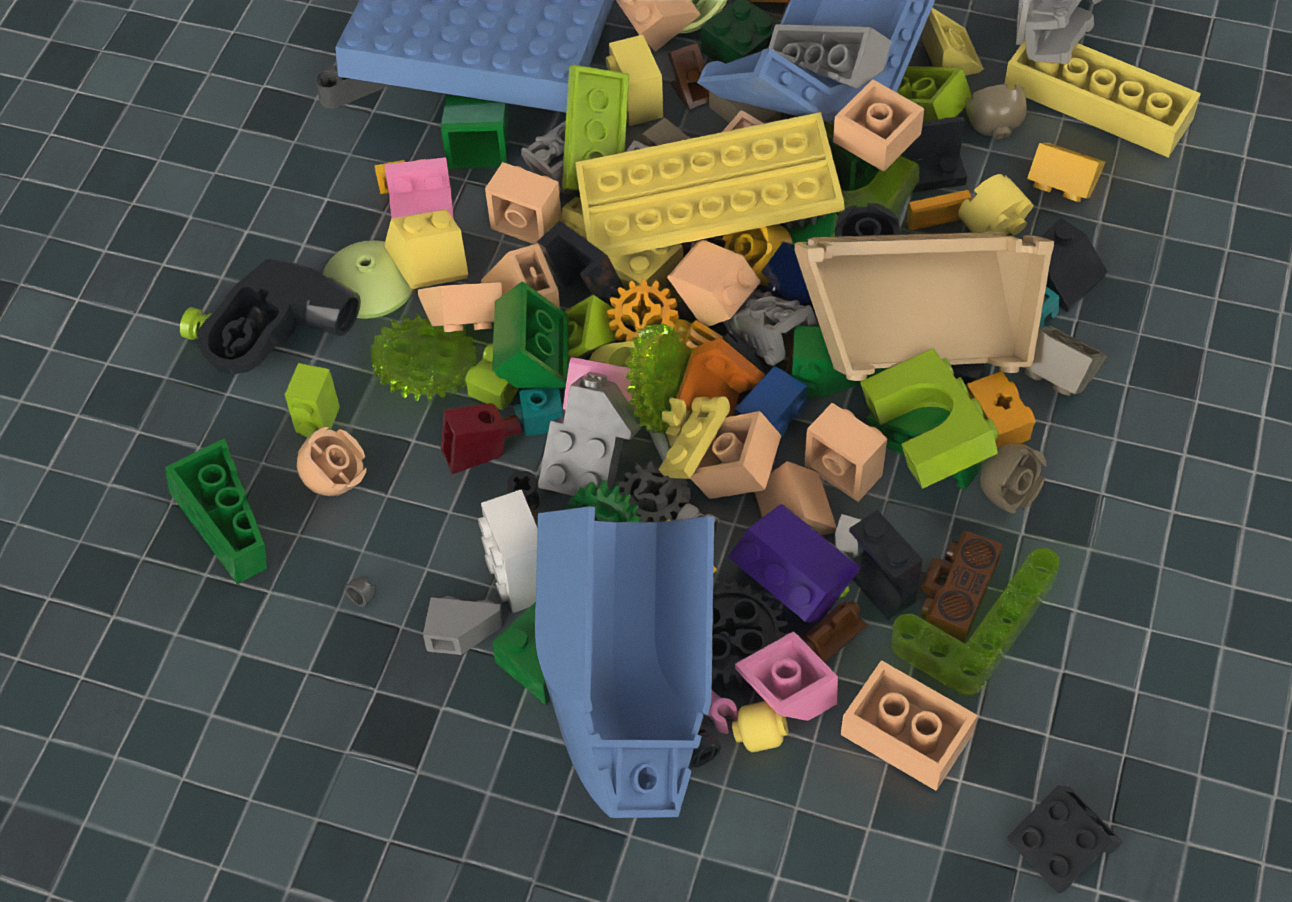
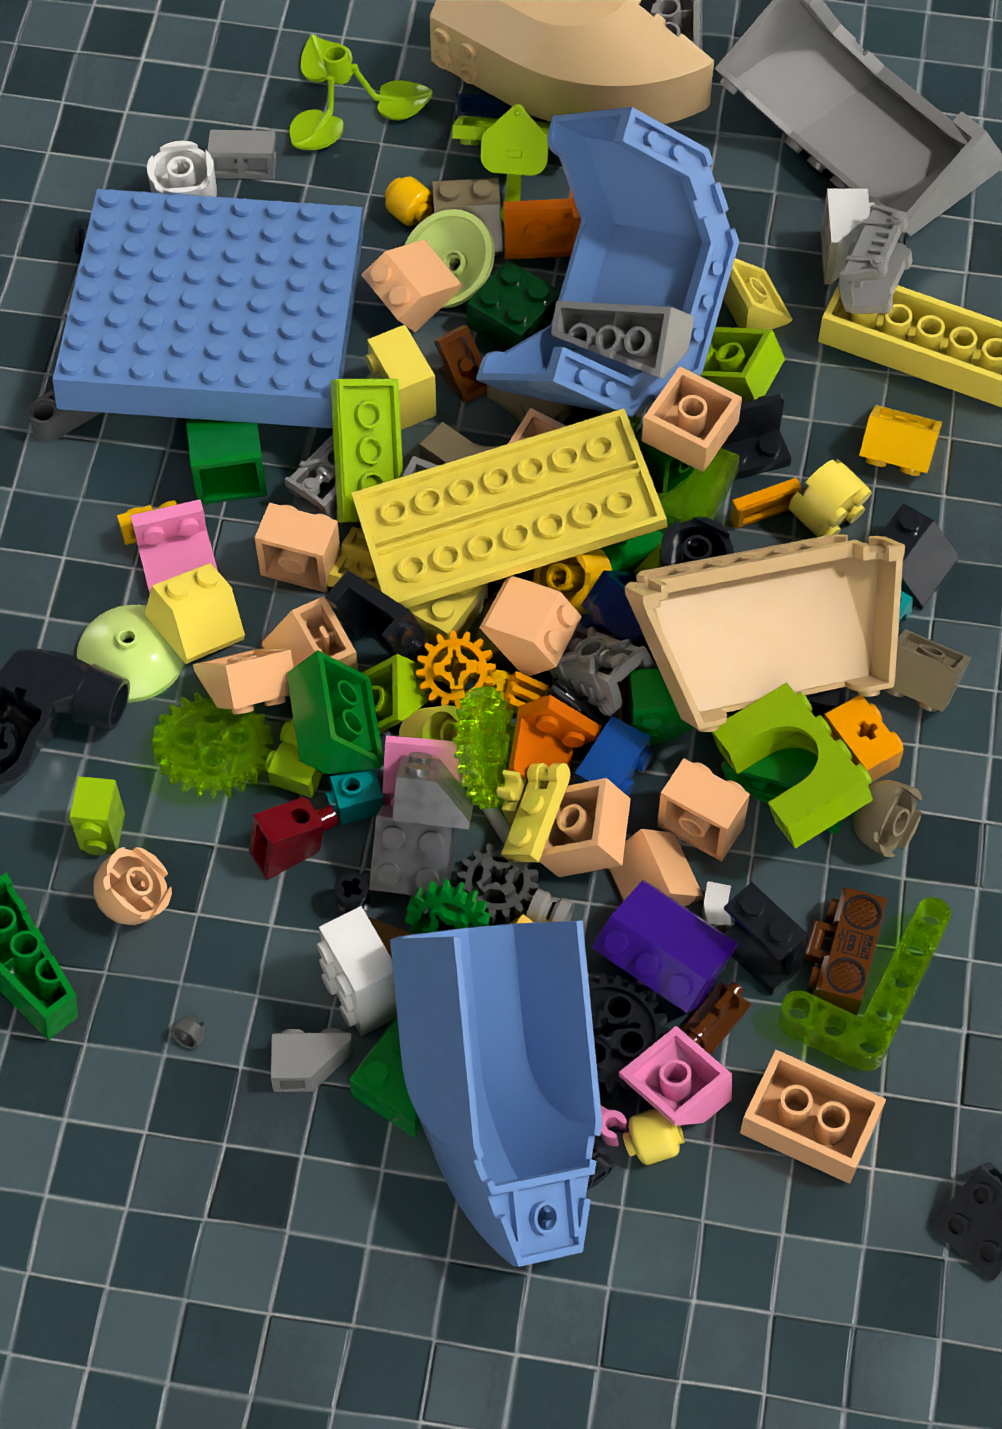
camera: 10 degrees left, 5 degrees up
(997, 110) = (815, 375): dark tan cylinder -> none

